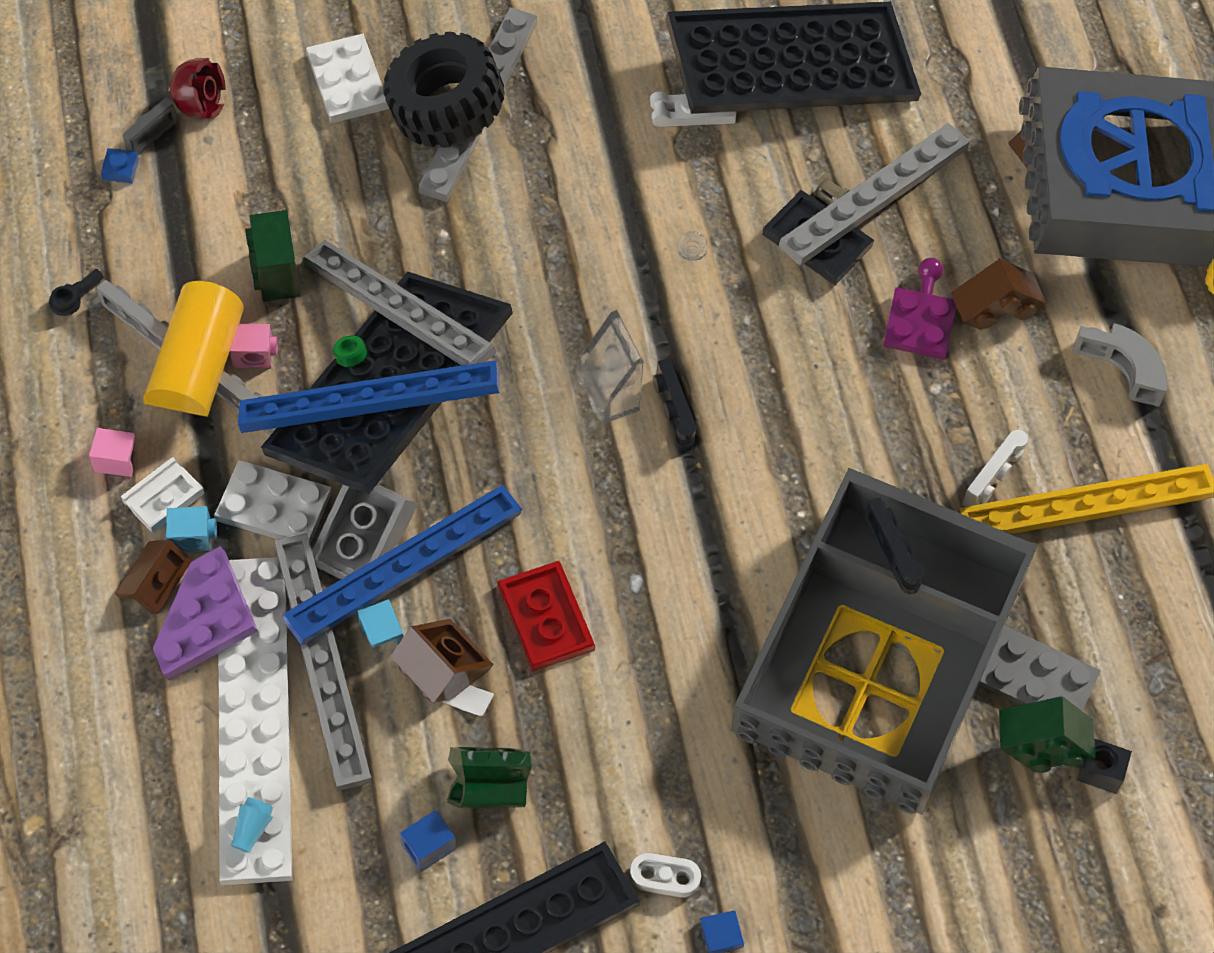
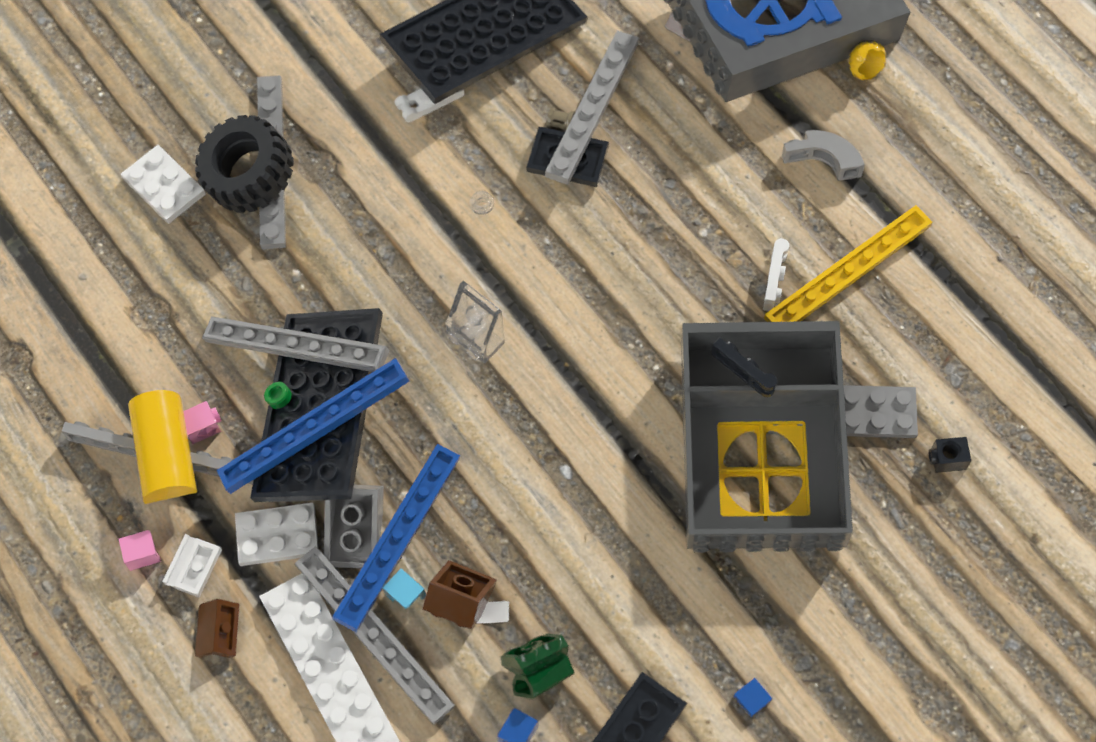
camera: 20 degrees left, 5 degrees up
(66, 299) = (41, 449): black plate -> none
(120, 165) = (26, 327): blue plate -> none
(150, 126) = (34, 288): dark grey plate -> none
(191, 528) = (227, 581): medium azure brick -> none
(198, 88) = (55, 242): dark red cylinder -> none
(204, 616) = (271, 643): medium lavender plate -> none
(272, 256) = (182, 347): dark green brick -> none
(546, 616) = (515, 526): red tile -> none
(665, 872) = (693, 674): white plate -> none
(675, 404) = (529, 327): black plate -> none
(921, 320) = (668, 187): magenta plate -> none
(998, 291) = (715, 143): reddish brown brick -> none
(1047, 734) = (907, 452): dark green brick -> none

